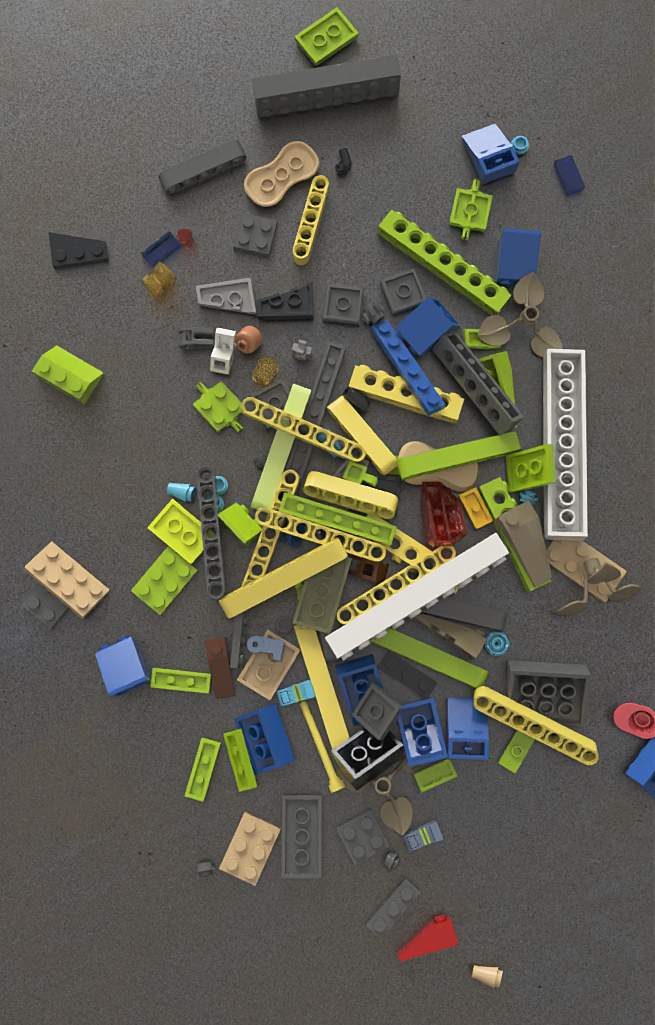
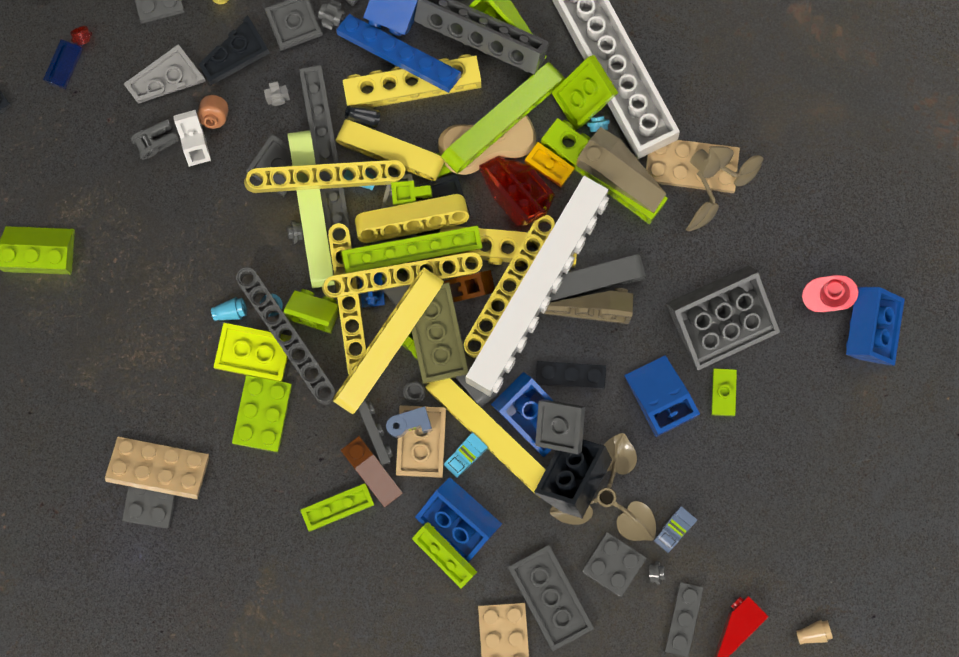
camera: 30 degrees left, 0 degrees up
(122, 666) = (267, 525): slope -> none
(161, 277) = (81, 93): clear yellow wheel -> none
(202, 769) = (410, 586): lime plate -> none
(219, 407) = (219, 200): lime plate -> none
(222, 485) = (268, 280): medium azure plate -> none
(265, 370) = (249, 135): clear yellow brick -> none
(335, 782) = (555, 524): light yellow piece -> none
(421, 732) = (616, 423): blue slope -> none
(432, 658) = (588, 343): lime beam -> none
(435, 775) = (654, 461): lime plate -> none
(503, 643) = (649, 286): medium azure plate -> none
(541, 733) = (738, 360): light yellow beam -> none

